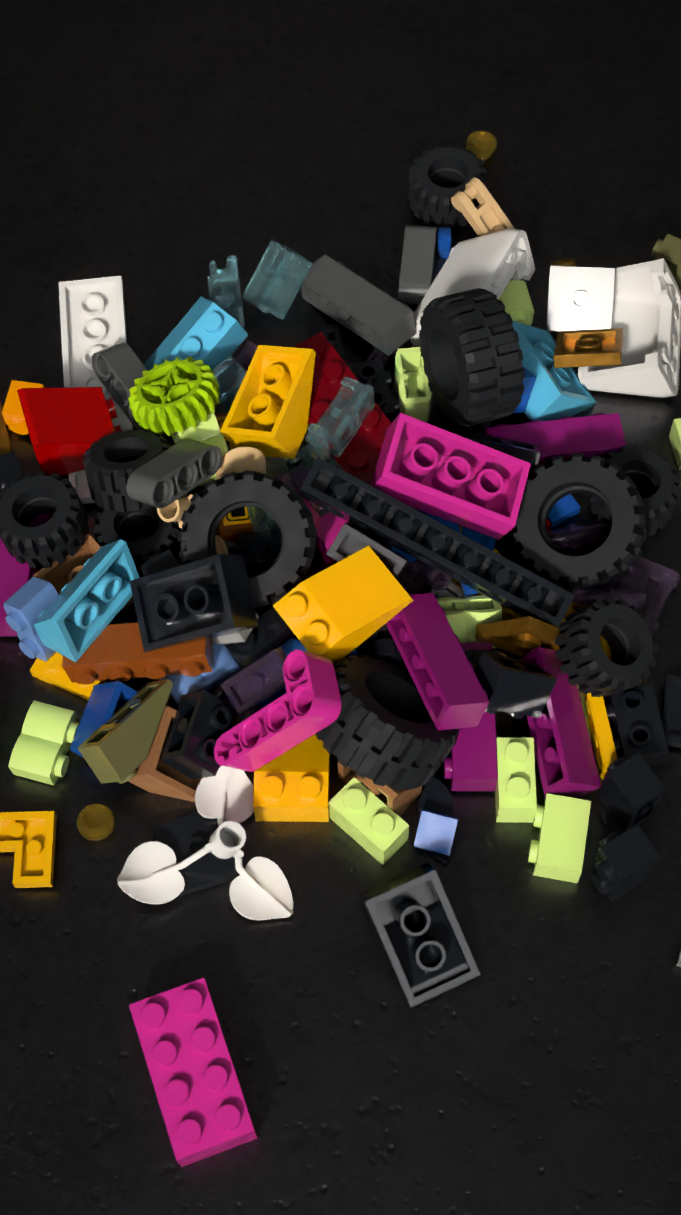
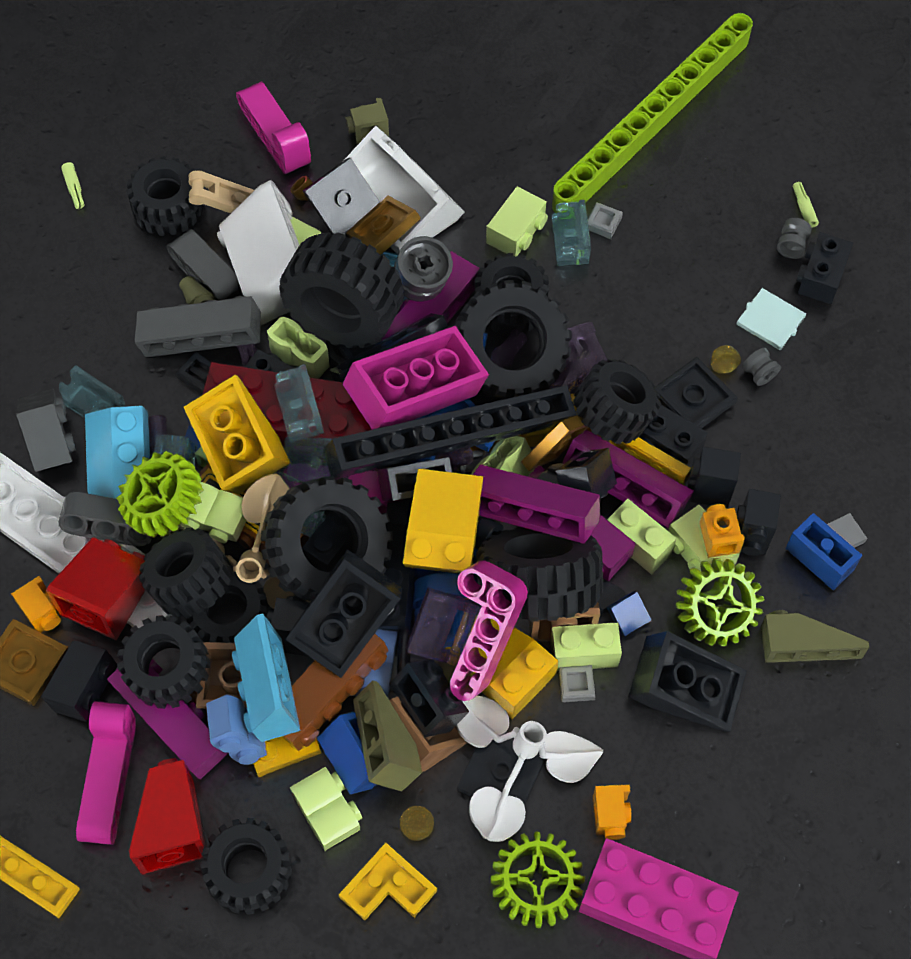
camera: 50 degrees left, 0 degrees up
(118, 966) = (522, 879): none -> lime gear
(162, 281) = (41, 423): none -> dark grey brick
(173, 473) = (231, 542): dark grey beam -> none
(241, 965) = (611, 811): none -> light orange brick
(277, 280) = (125, 357): clear light blue hinge -> none
(333, 844) = (576, 683): none -> light grey tile
(389, 278) = (194, 291): none -> olive cone
(393, 125) = (73, 184): none -> yellowish green piece
(443, 242) = (205, 233): blue tile -> none
(482, 144) = (151, 147): clear yellow plate -> none
(523, 910) = (718, 614): none -> lime gear
(552, 993) = (801, 638): none -> olive slope
(575, 849) = (721, 540): none -> light orange brick
(576, 387) = (423, 268): none -> dark grey wheel
(593, 202) = (284, 140): none -> dark pink beam
(657, 945) = (823, 551): none -> blue brick

